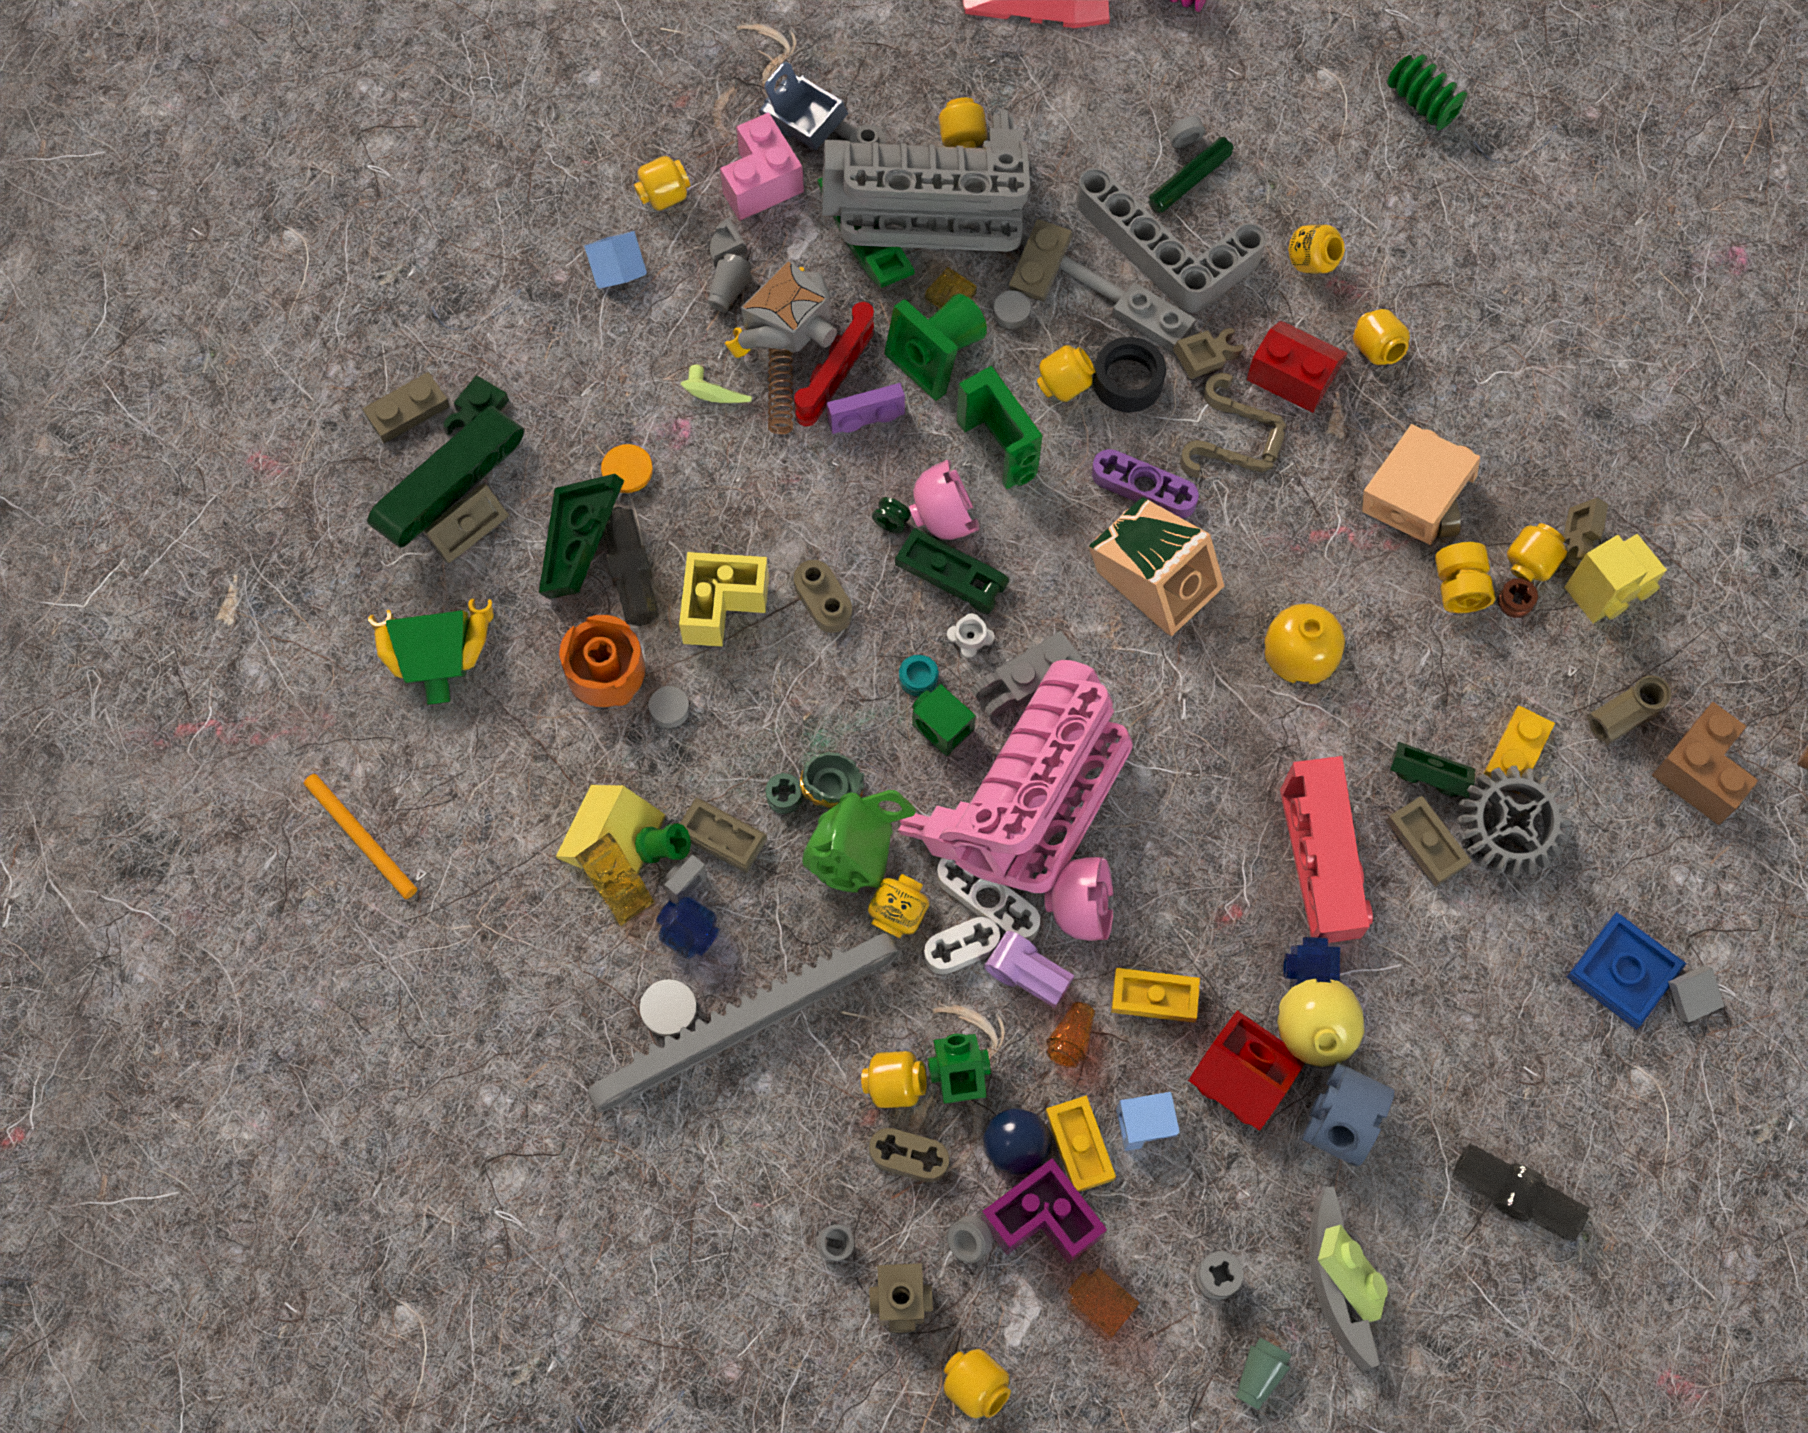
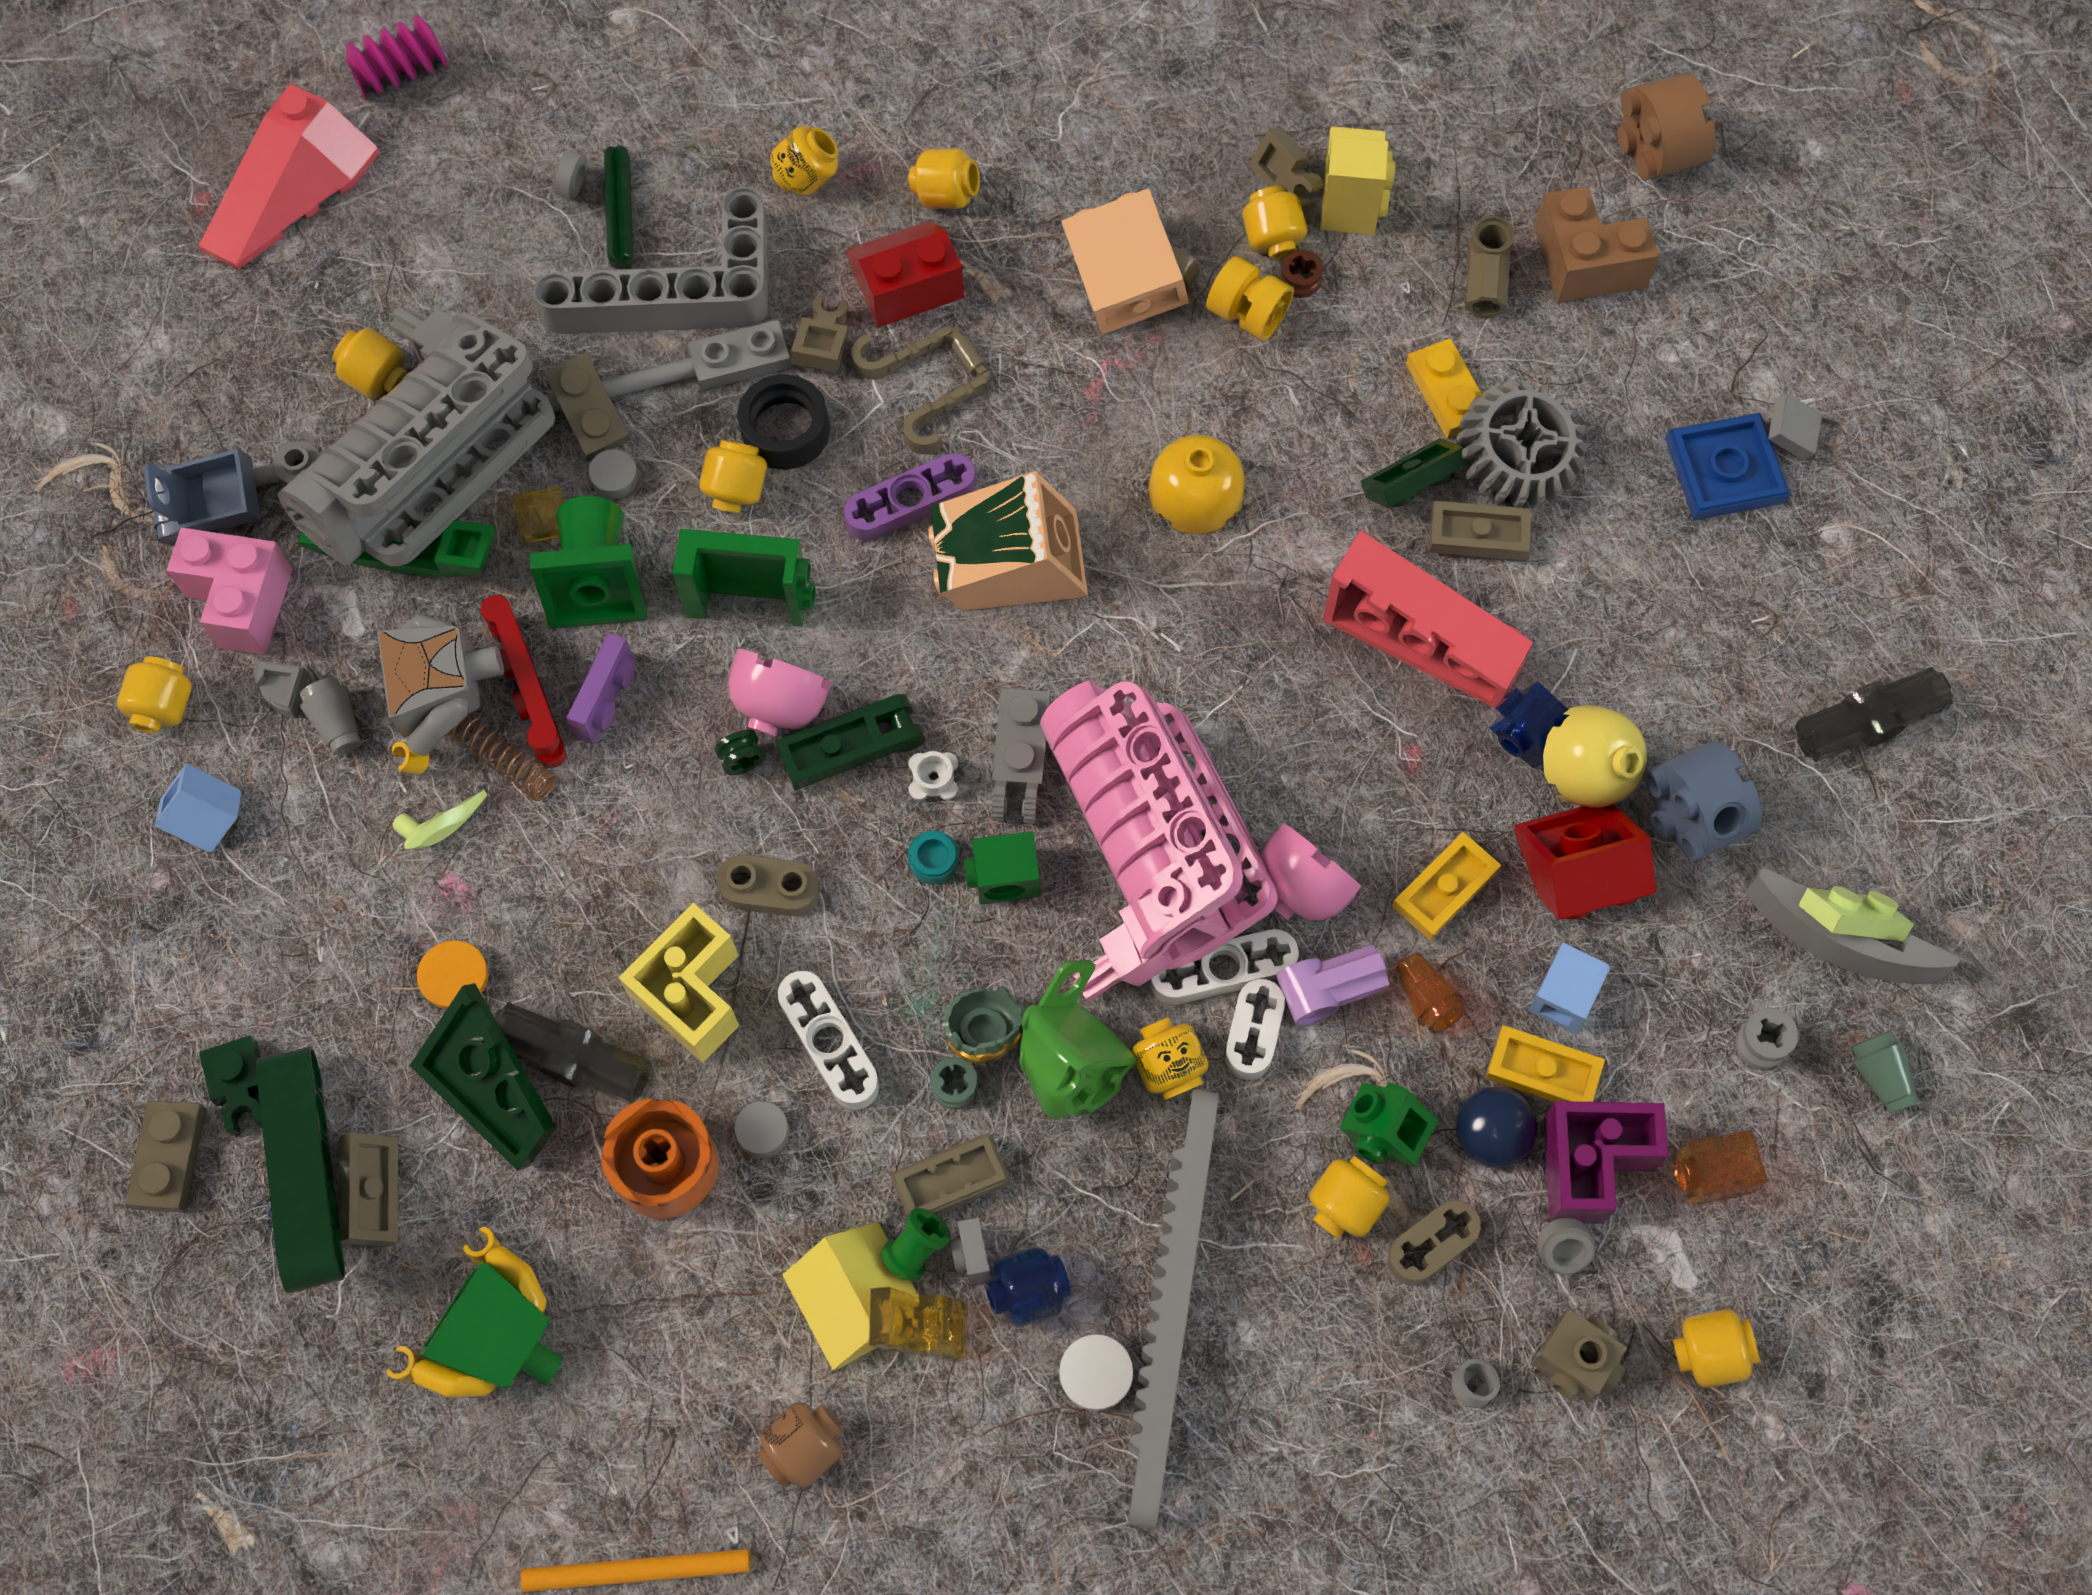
camera: 50 degrees left, 0 degrees up
(495, 868) = (800, 1444): none -> medium nougat head
(753, 673) = (822, 1001): none -> white beam

